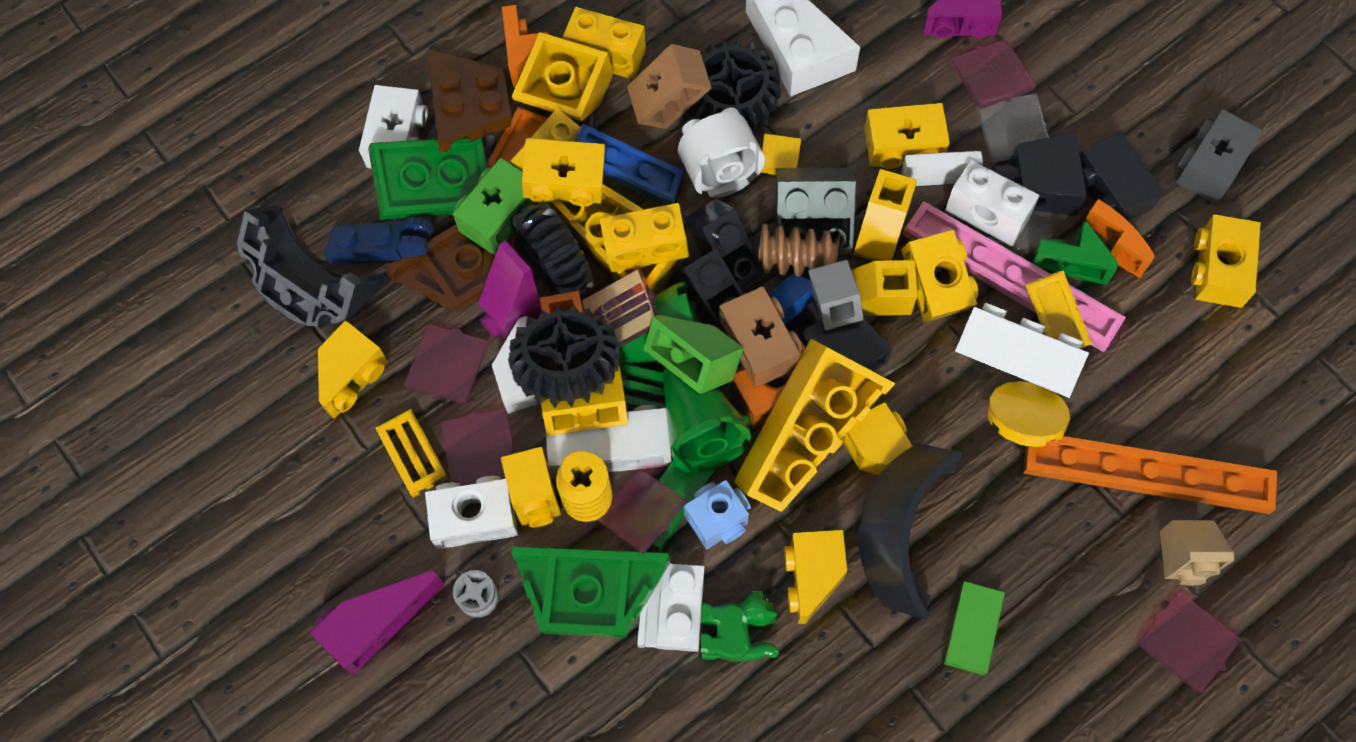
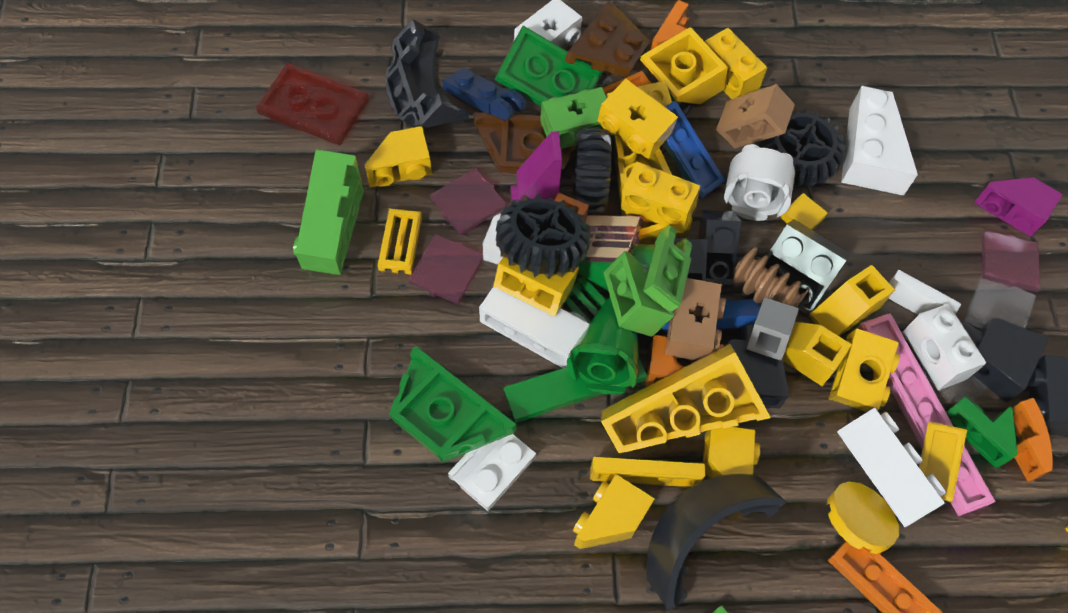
camera: 30 degrees right, 5 degrees down
(202, 371) = (312, 103): none -> clear red tile
(321, 477) = (329, 212): none -> bright green wedge
(369, 621) = (282, 327): magenta slope -> none
(471, 586) = (364, 351): light grey wheel -> none
(493, 521) = (417, 319): white brick -> none
(531, 487) = (456, 312): yellow brick -> none
(584, 486) = (492, 337): yellow piece -> none
(642, 511) = (521, 384): piece -> none
(707, 306) = (668, 270): none -> bright green hinge
(708, 523) = (573, 423): light blue brick -> none
(732, 623) = (522, 511): green animal -> none
(816, 510) = (647, 471): none -> yellow tile
(903, 132) = (911, 254): yellow brick -> none

